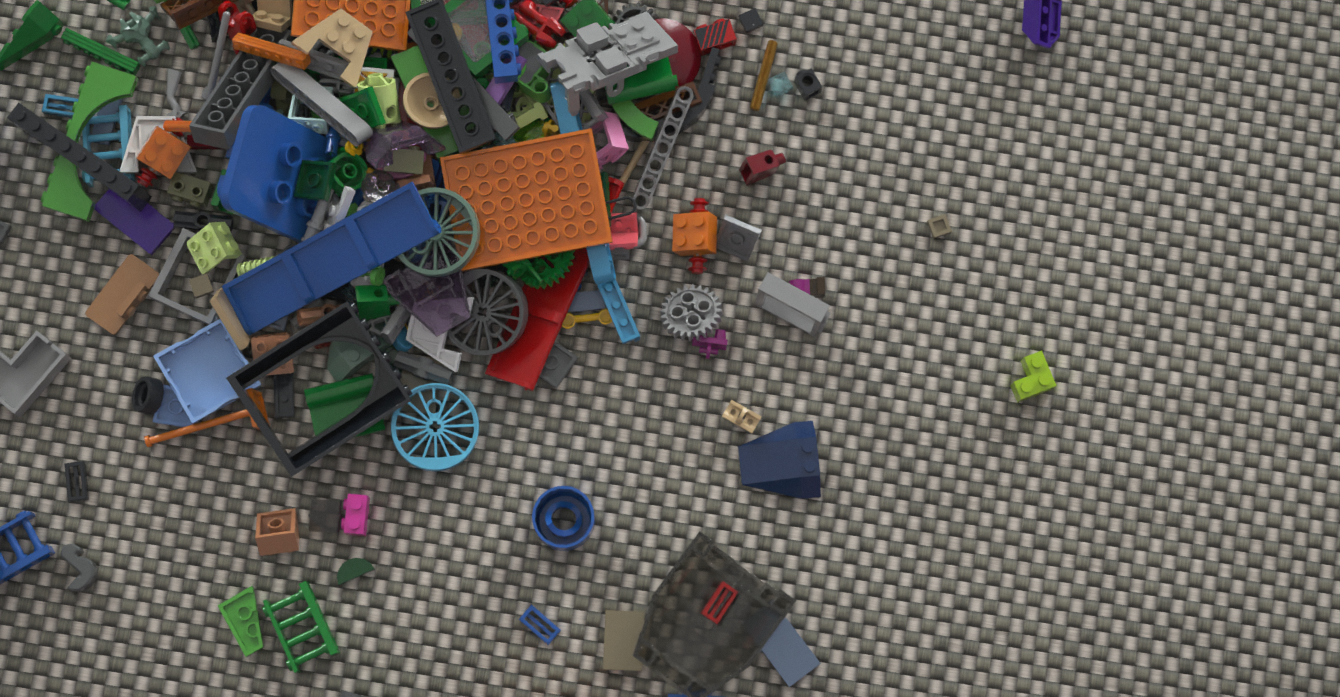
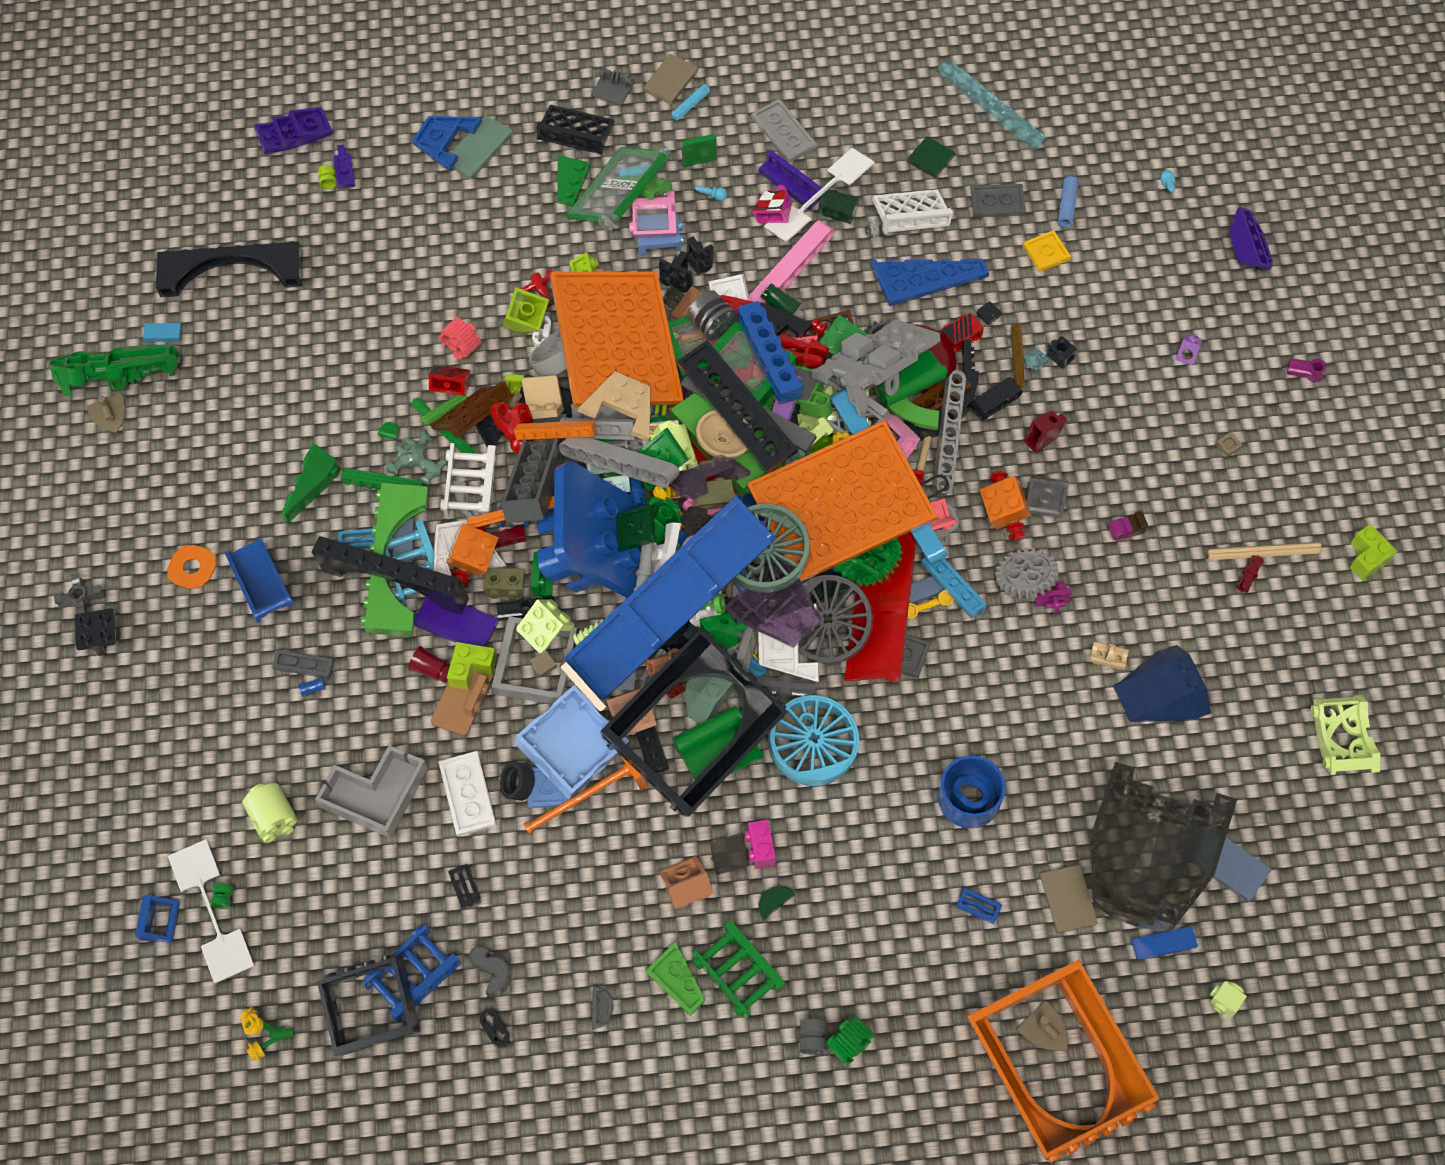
camera: 10 degrees left, 15 degrees down
(74, 620) = (498, 1026): none -> black beam
(98, 257) = (429, 665): none -> dark red plant
(101, 392) = (467, 793): none -> white tile
(129, 264) = (467, 660): none -> lime brick
(170, 627) = (601, 1008): none -> dark grey tile
(196, 87) = (484, 490): none -> white fence
(217, 55) = (499, 489): light grey piece -> none
(722, 584) = (1146, 851): red tile -> none
(725, 118) = (996, 398): none -> black beam
(792, 305) = (1127, 521): light grey window -> none
(909, 367) = (1250, 573): none -> dark red pin
(931, 347) = (1264, 551): none -> tan axle
(941, 108) = (1192, 343): none -> medium lavender bracket
(955, 536) = (1361, 759): none -> yellowish green fence
(1043, 165) = (1307, 369): none -> magenta piece

